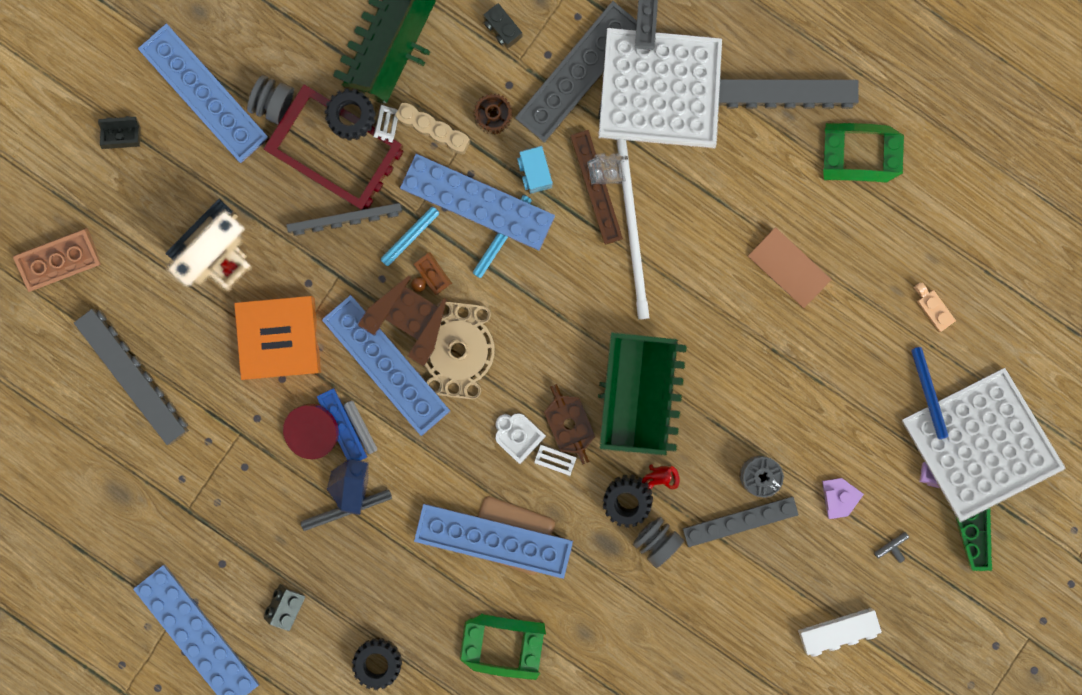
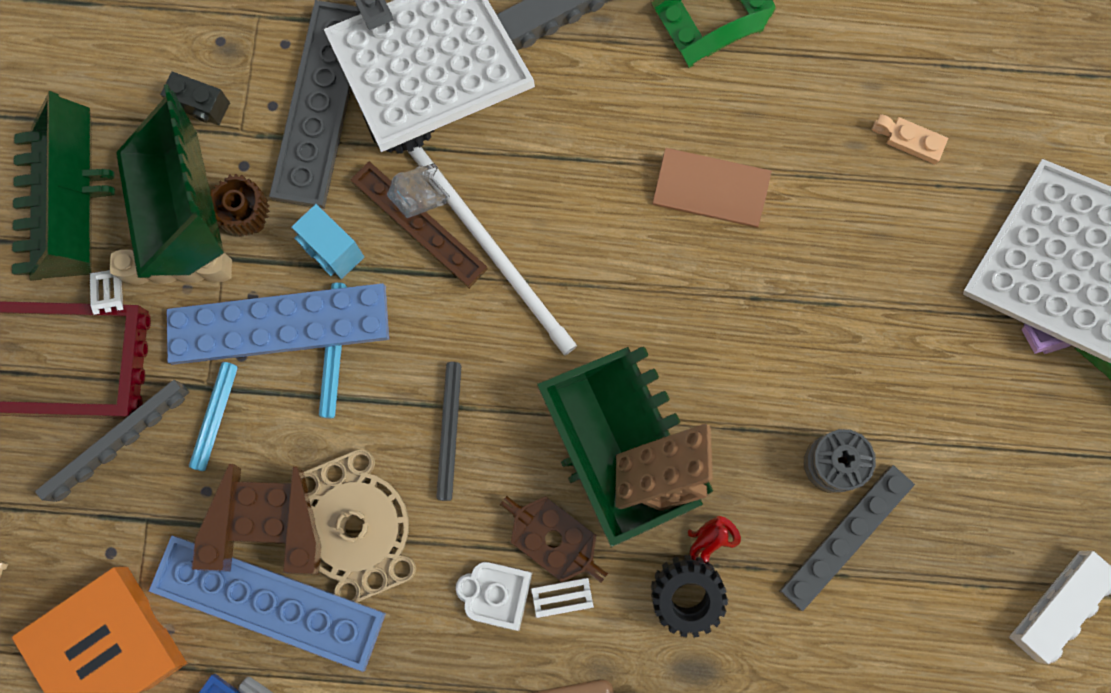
camera: 30 degrees left, 10 degrees down
(343, 99) = (27, 290): black tyre -> none
(431, 274) = (267, 449): dark orange plate -> none
(455, 87) = (168, 194): none -> dark green piece
(544, 325) = (449, 431): none -> dark grey axle
(655, 423) = (666, 470): none -> medium nougat bracket
(658, 542) = (767, 629): dark grey wheel -> none
(840, 497) = (951, 432): lavender plate -> none
(892, 546) = (1055, 456): dark grey piece -> none
(929, 393) = (977, 238): blue axle -> none

